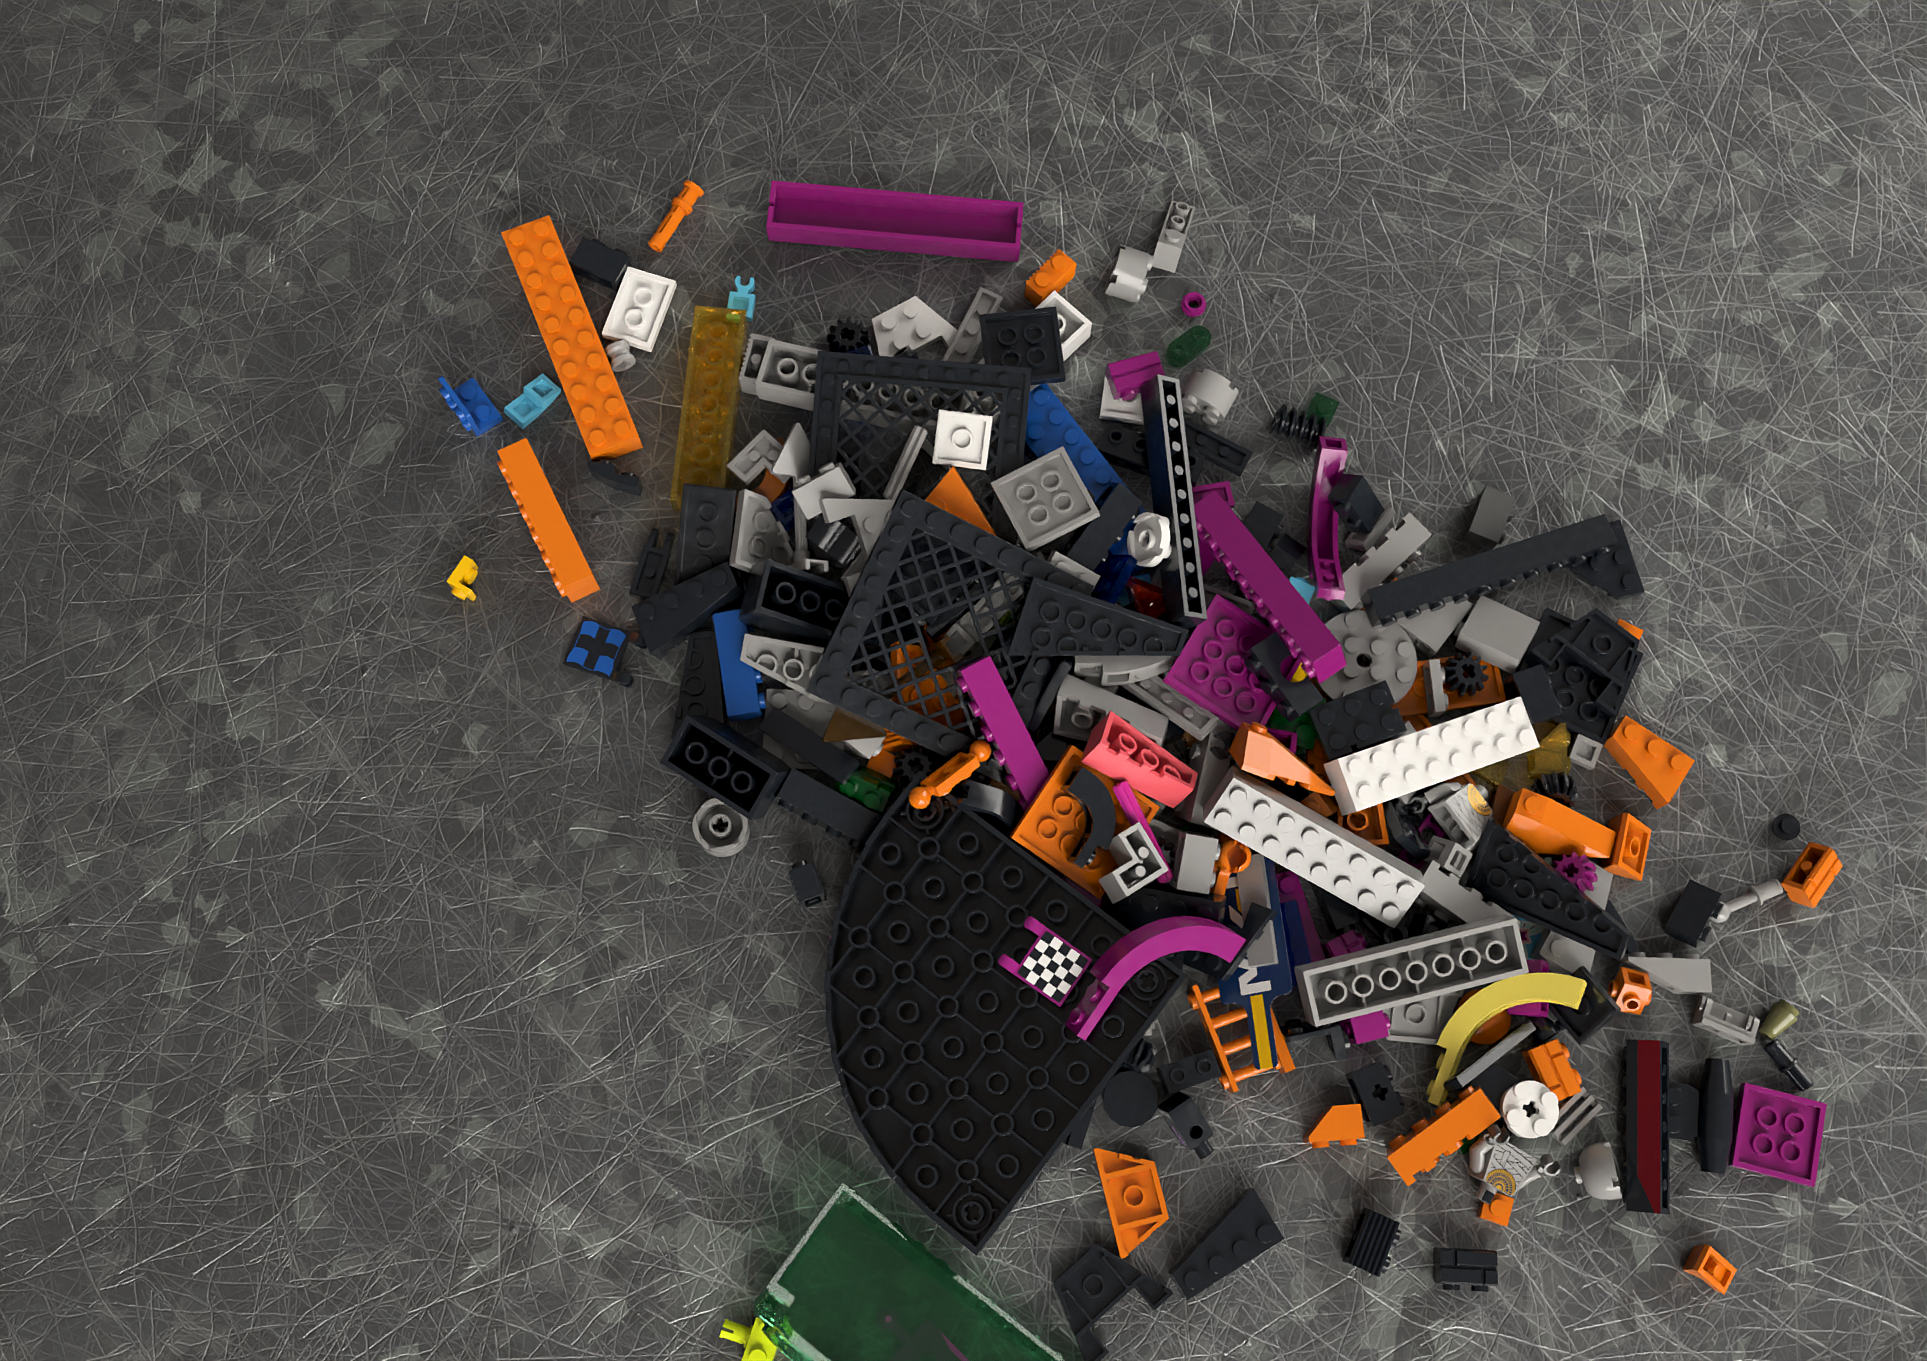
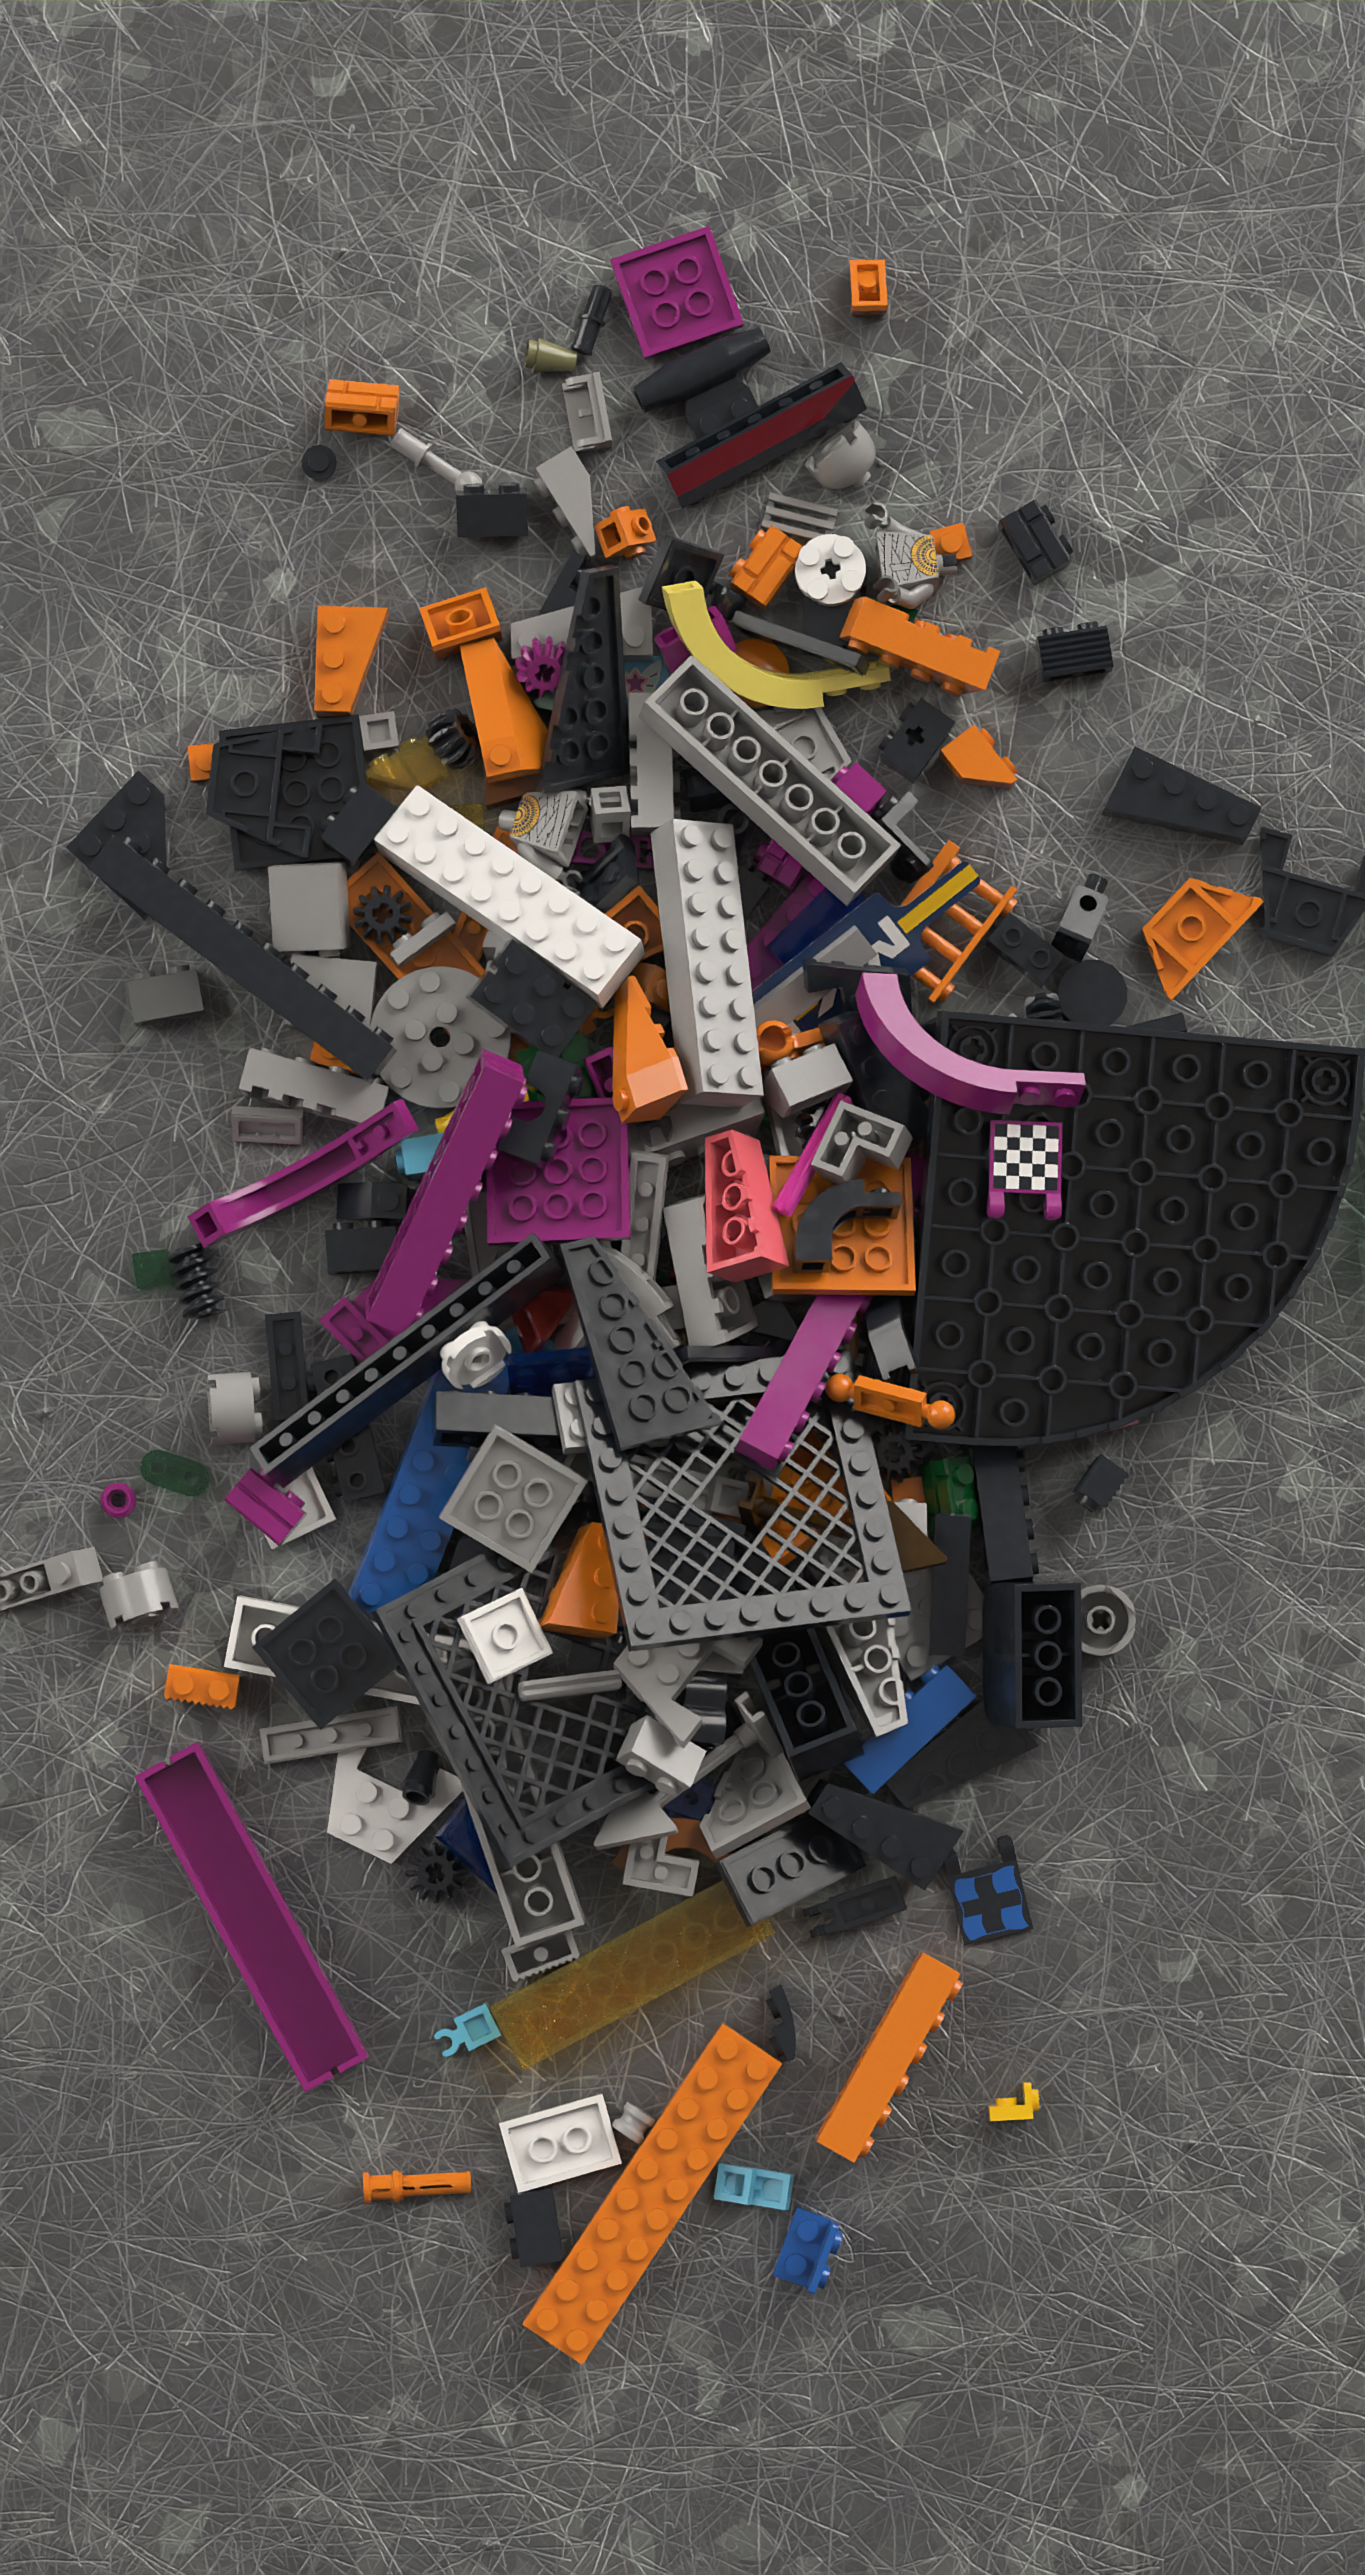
camera: 120 degrees left, 10 degrees up
(1355, 503) = (259, 1157): black brick -> none

